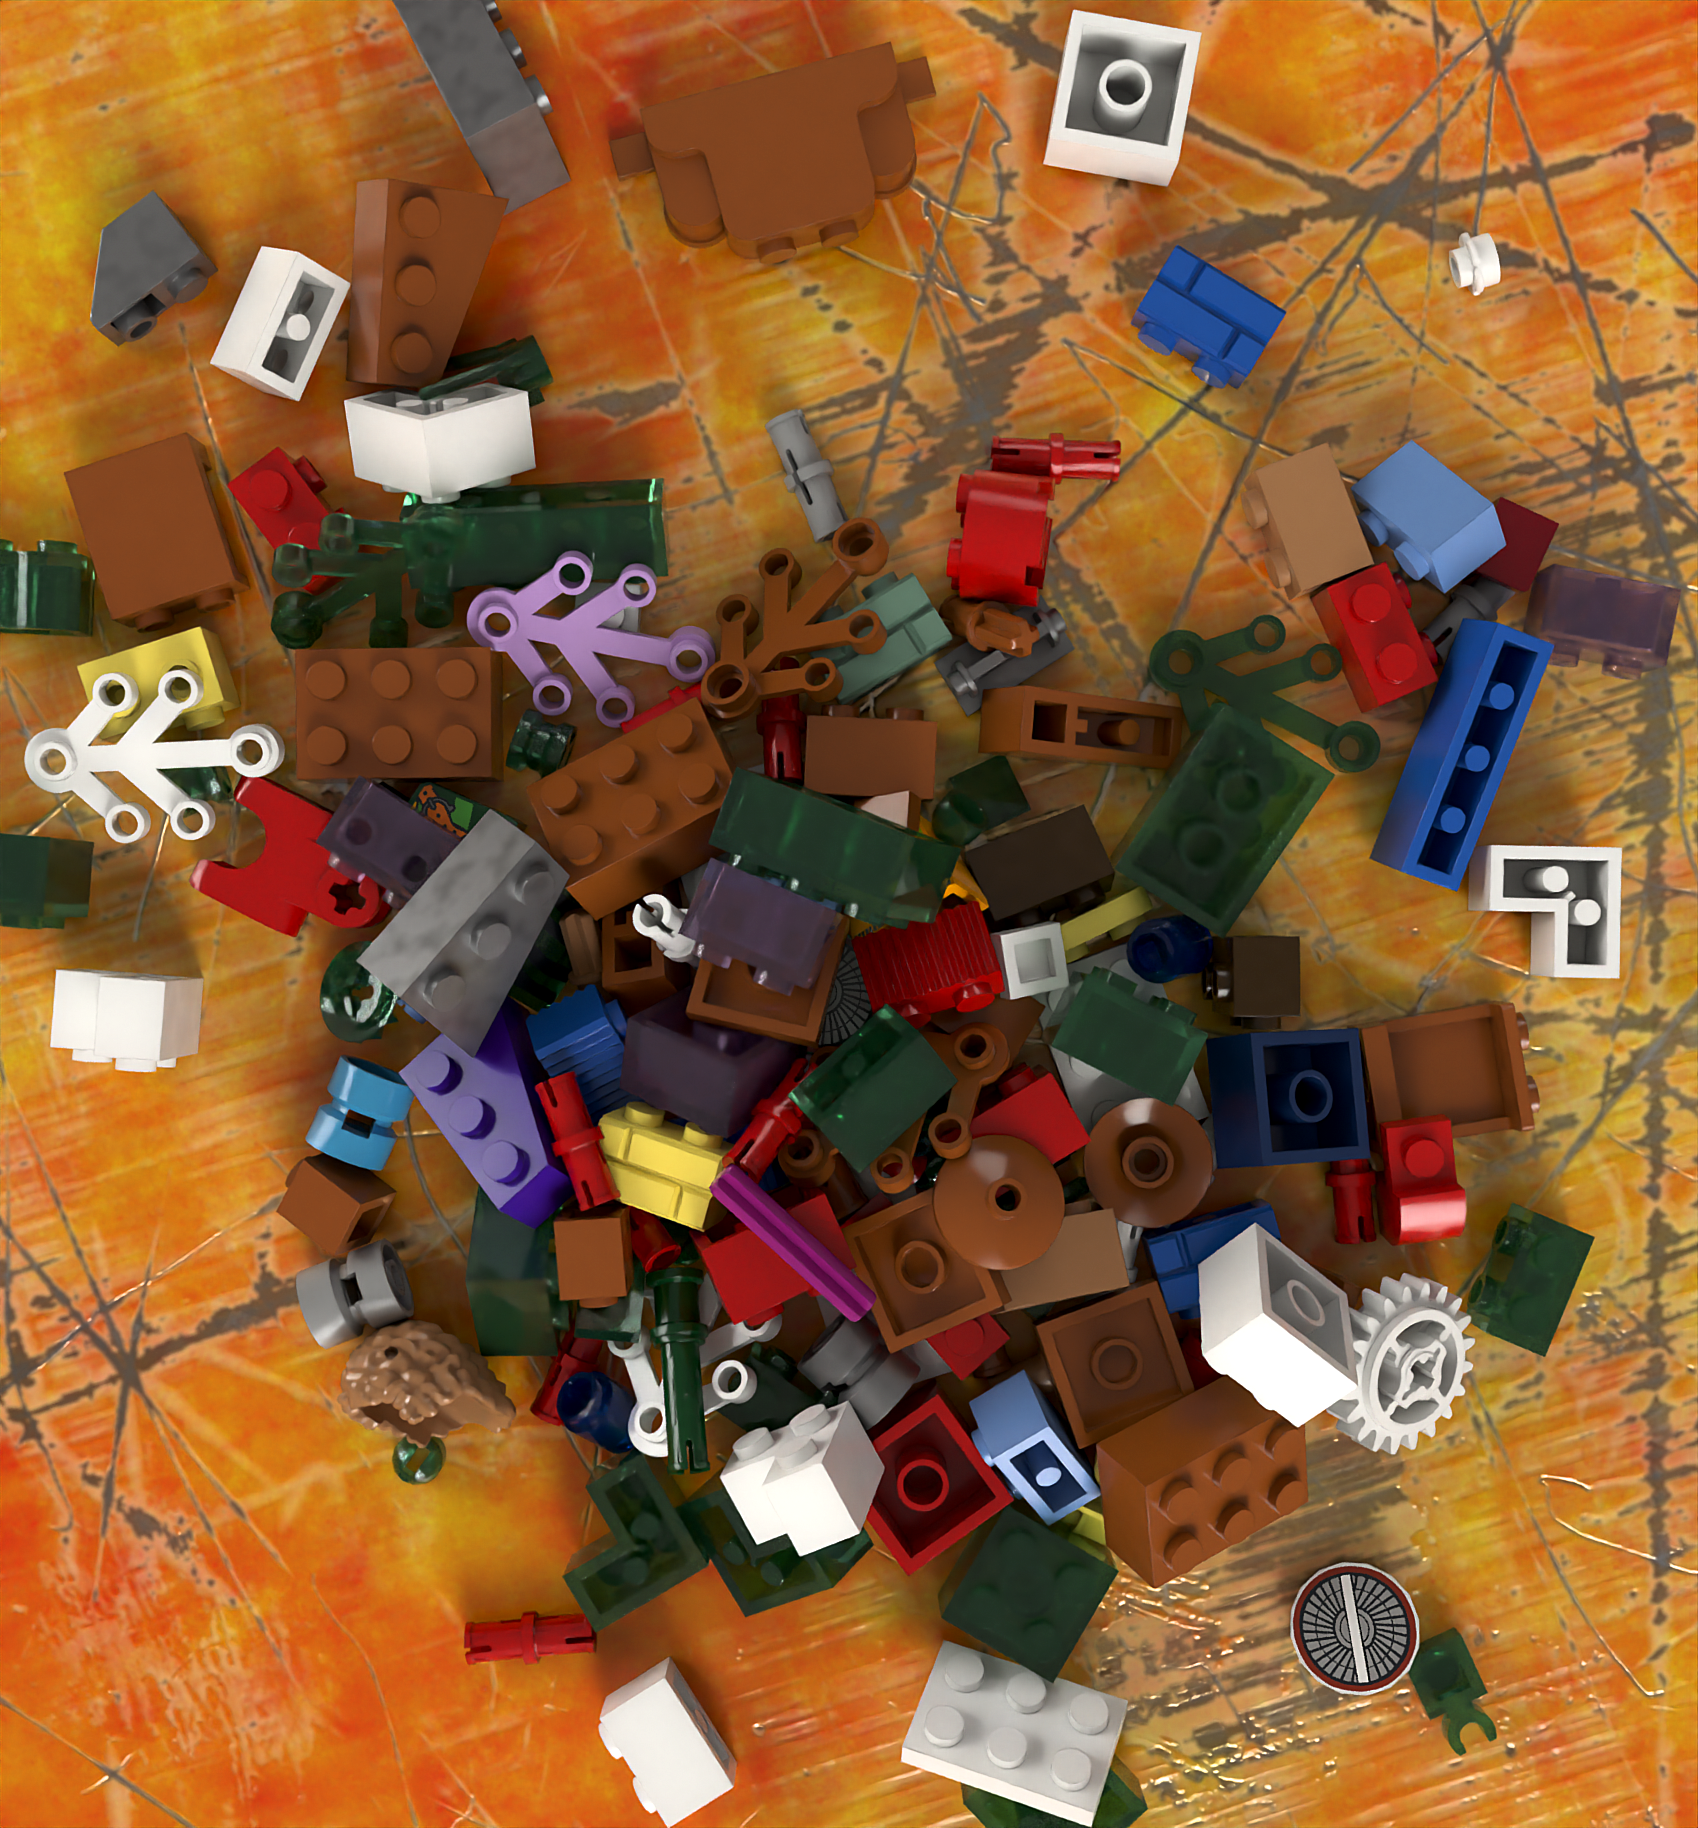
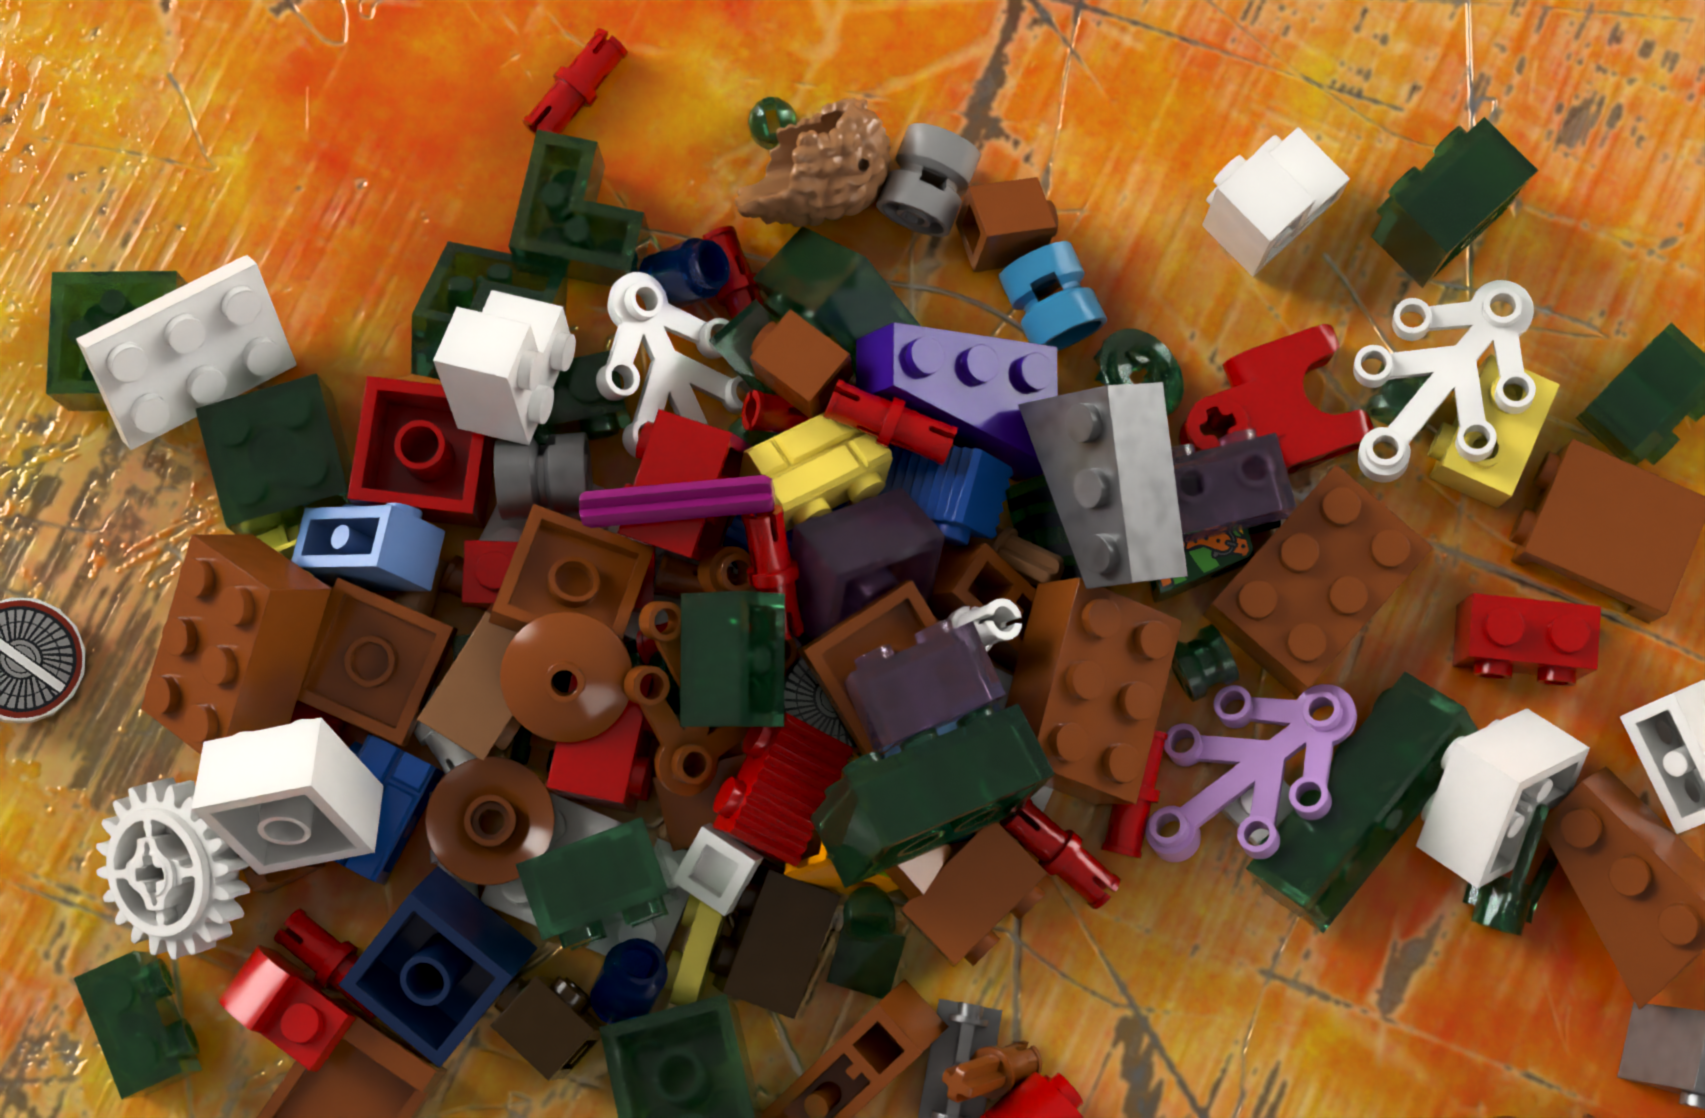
camera: 140 degrees right, 10 degrees down
(430, 537) = (1428, 715): clear green plant -> none
(667, 1743) = (413, 112): white brick -> none
(678, 1336) = (685, 370): dark green pin -> none
(793, 630) = (1122, 922): dark orange plant -> none
(807, 474) = (1228, 1046): light grey pin -> none
(912, 636) = (1060, 981): sand green brick -> none

